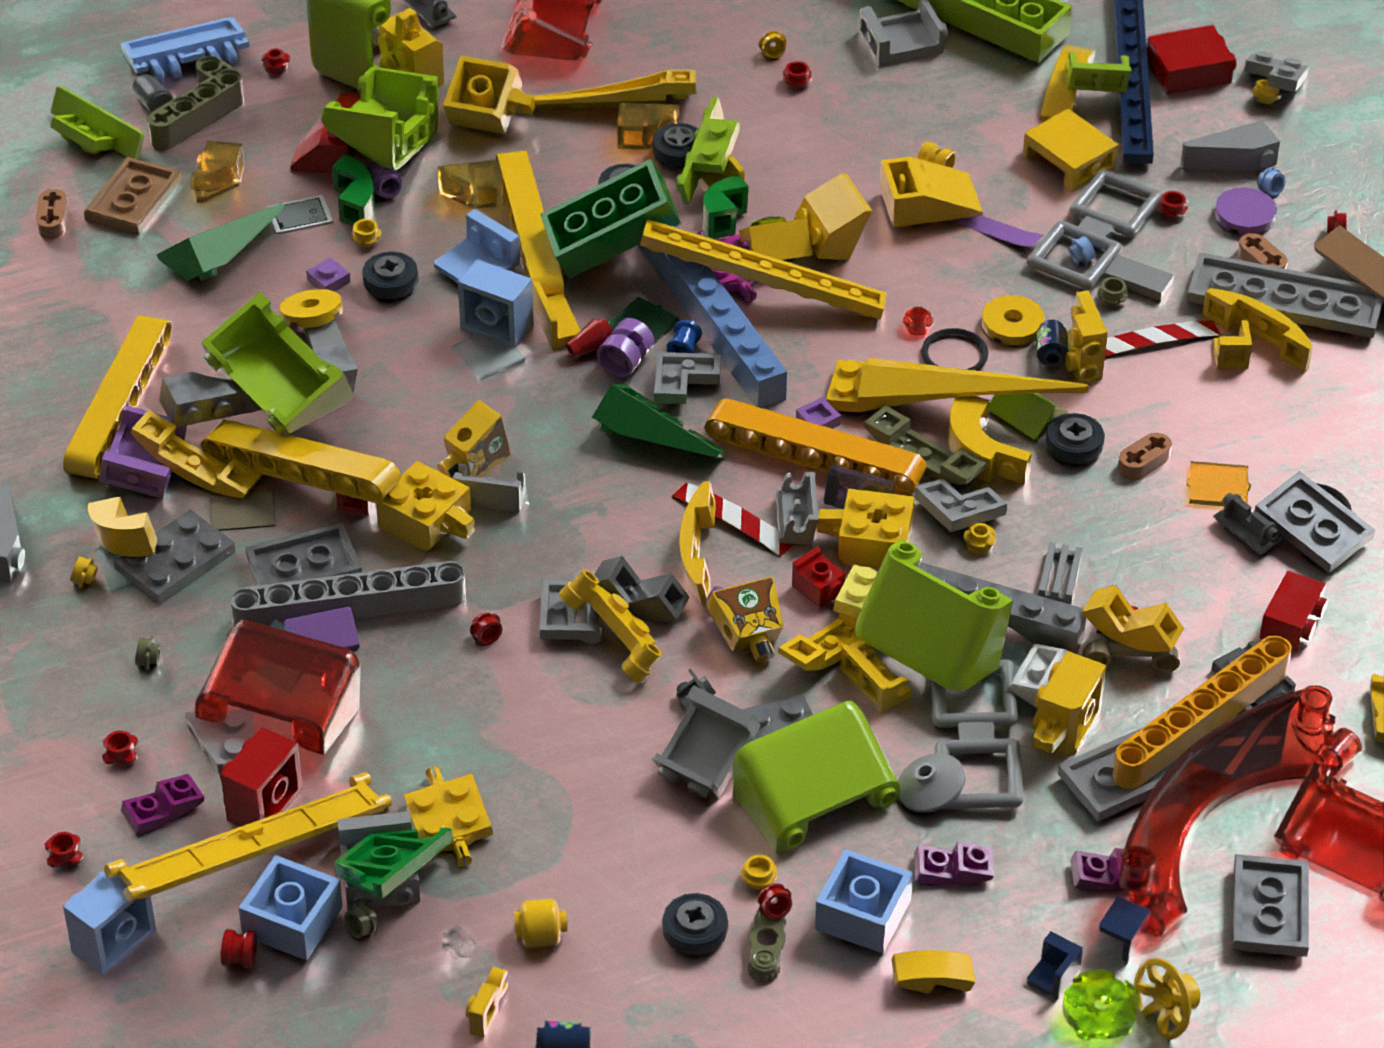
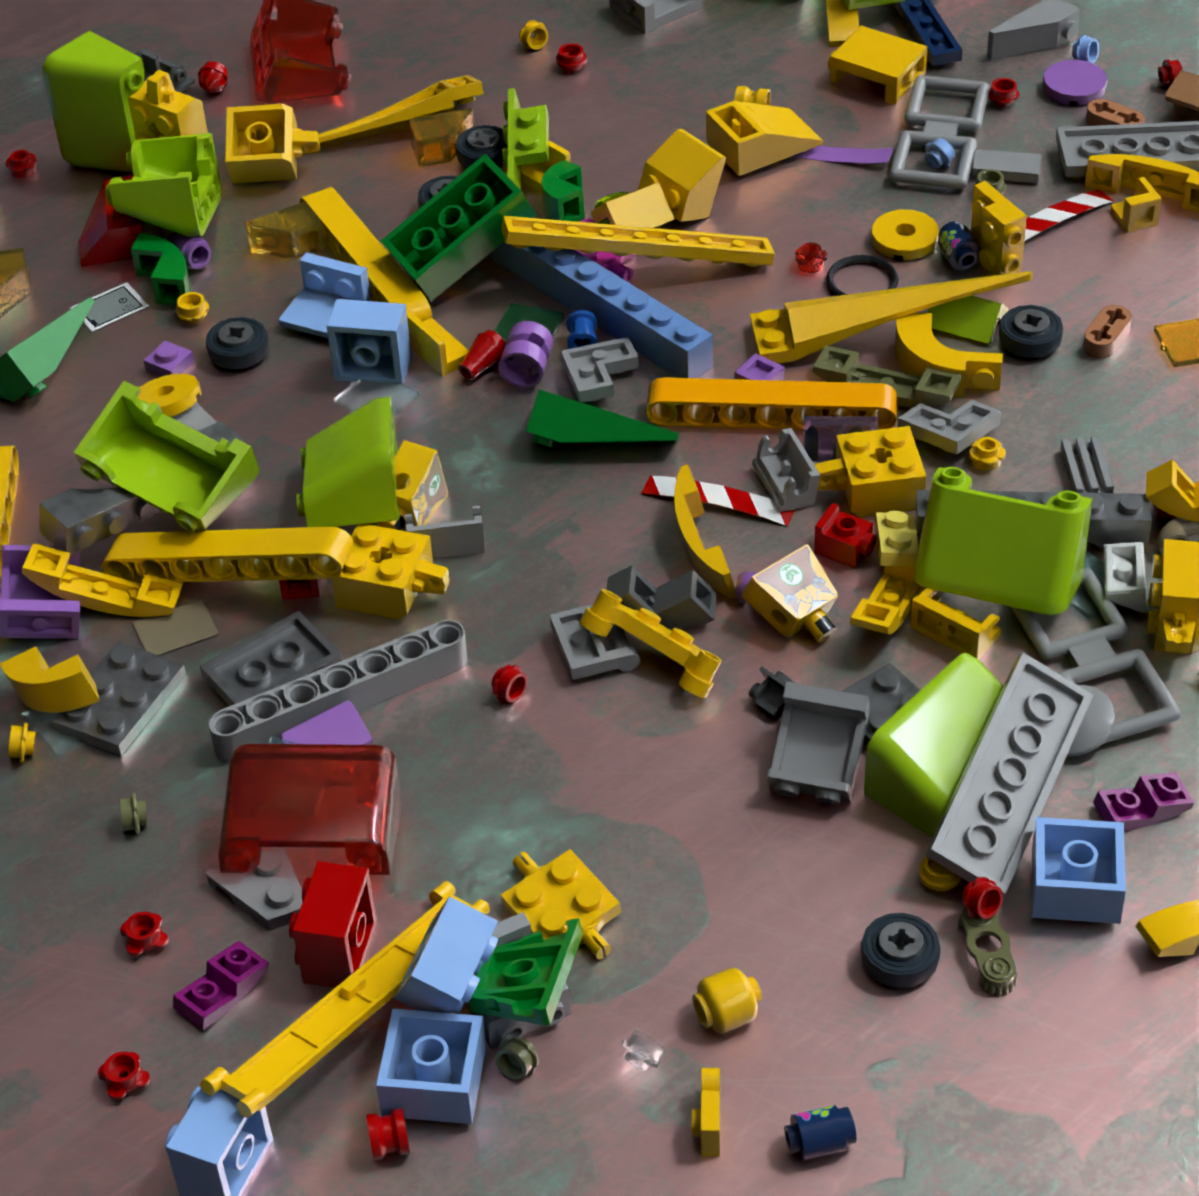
camera: 15 degrees left, 0 degrees up
(327, 827) = (447, 958): none -> light blue brick
(427, 413) = (351, 469): none -> lime windscreen
(471, 17) = (213, 77): none -> red plate
(844, 808) = (1010, 774): none -> light grey plate

